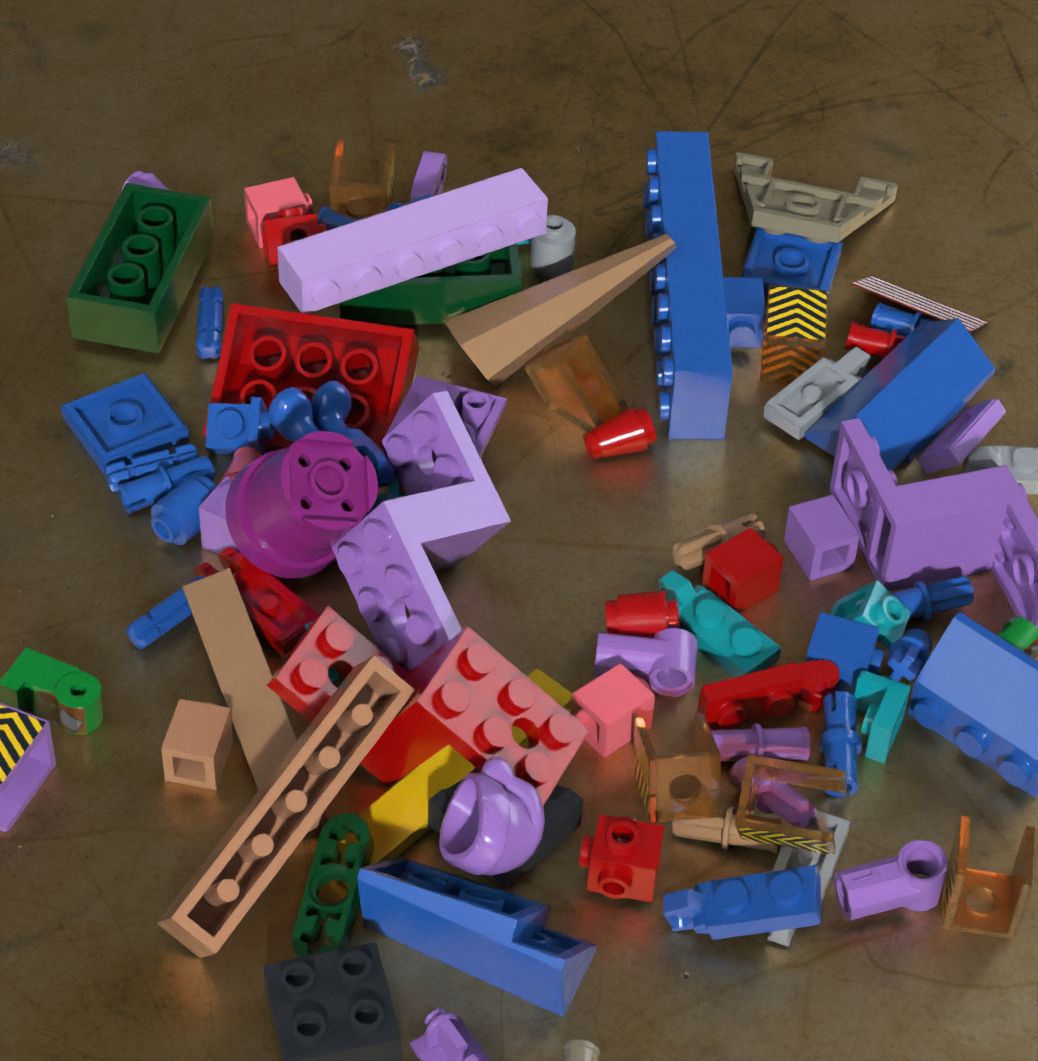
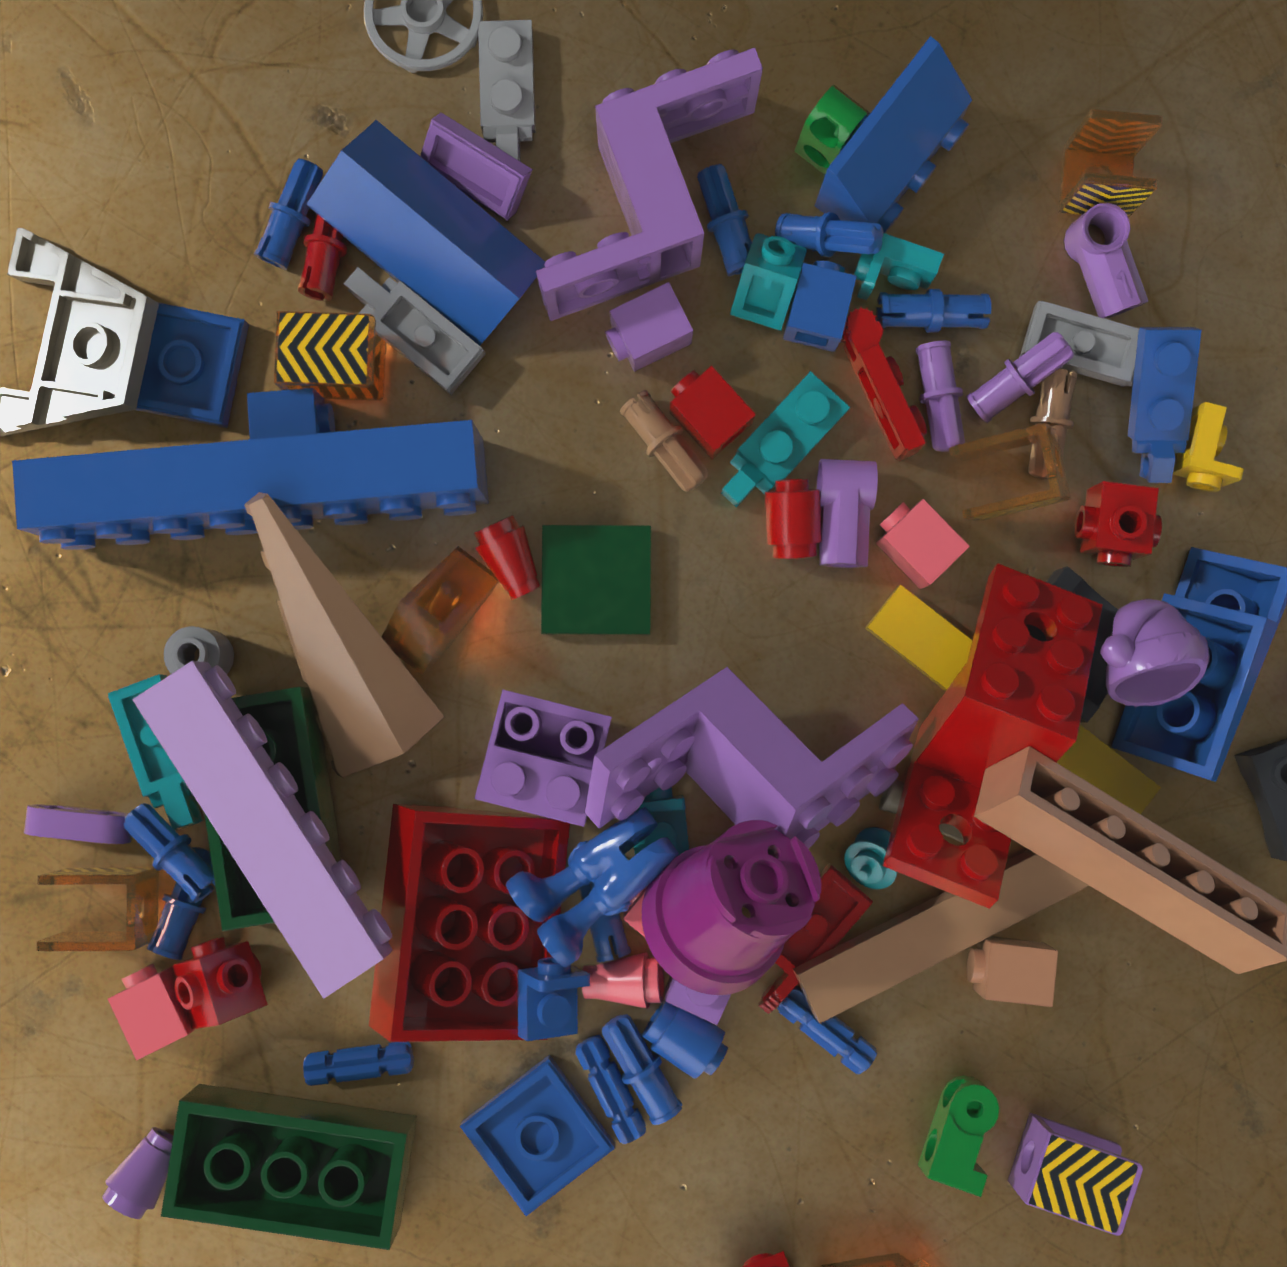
camera: 95 degrees left, 40 degrees up
(327, 868) = (1205, 795): dark green beam -> none
(596, 494) = (596, 580): none -> dark green tile
(699, 941) = (1204, 444): none -> yellow bracket
(789, 773) = (1080, 354): clear orange piece -> none
(918, 302) = (247, 207): sticker -> none

